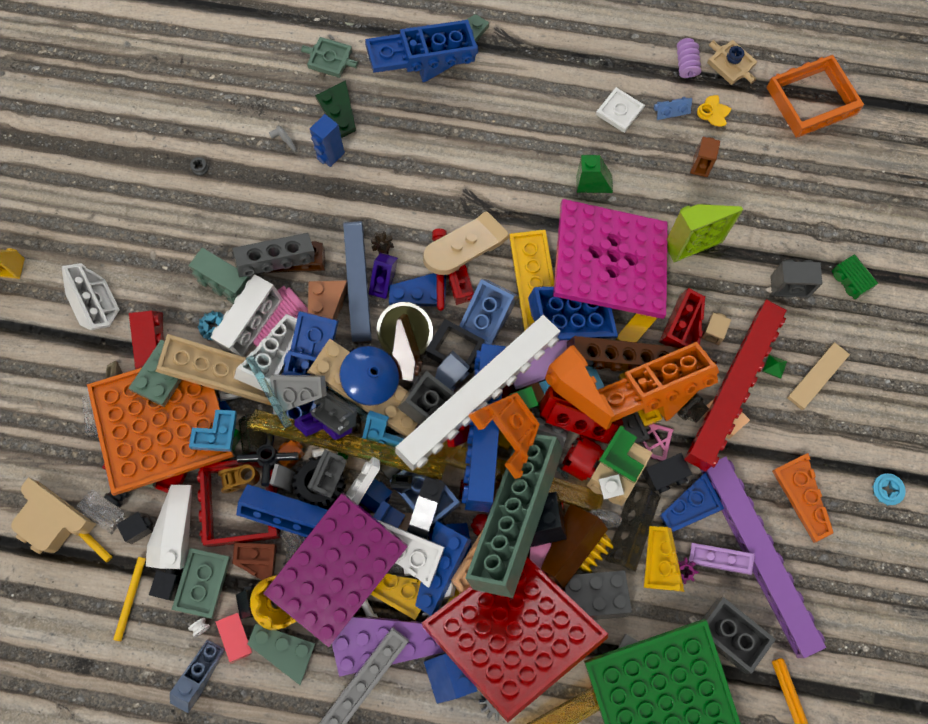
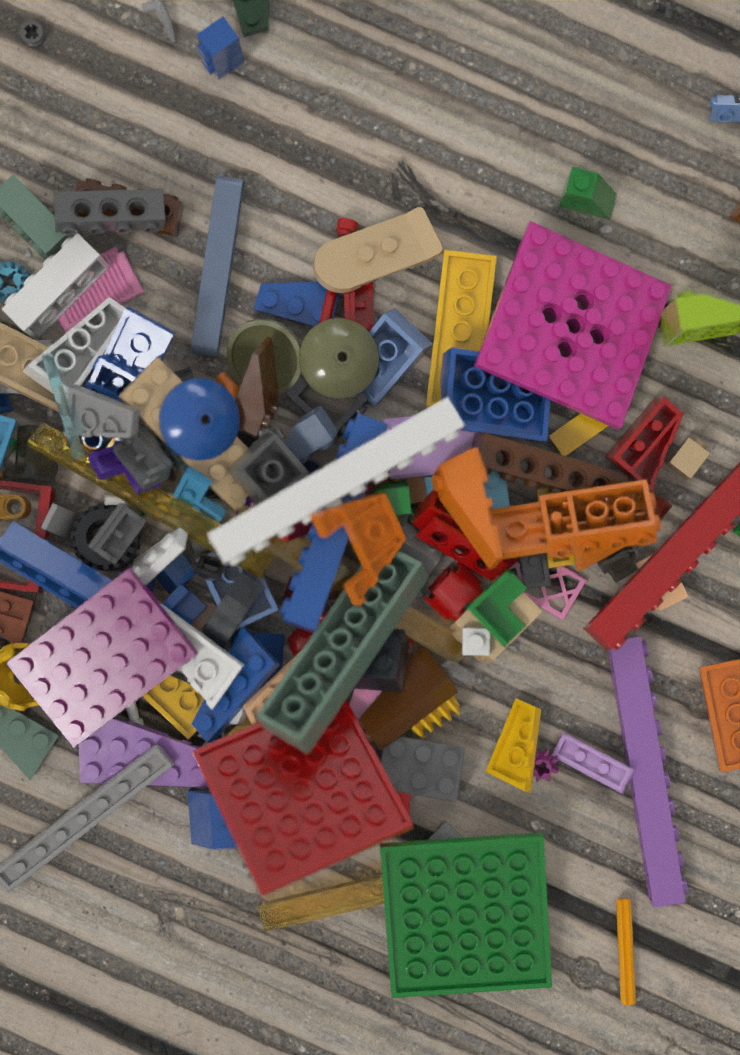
camera: 15 degrees right, 15 degrees up
(267, 464) = (47, 500): black bar -> none
(291, 446) = (73, 489): orange brick -> none
(326, 297) = (167, 289): nougat wedge -> none
(382, 238) = (264, 219): dark brown gear -> none
(382, 275) = (254, 267): dark purple slope -> none
(450, 325) = (320, 362): none -> olive dish
(620, 110) = (658, 93): white plate -> none
(638, 528) = (498, 697): clear smoke fence -> none
(666, 473) = (558, 638): black brick -> none
(693, 505) = (579, 686): blue wing -> none
(737, 635) = (579, 859): dark grey brick -> none

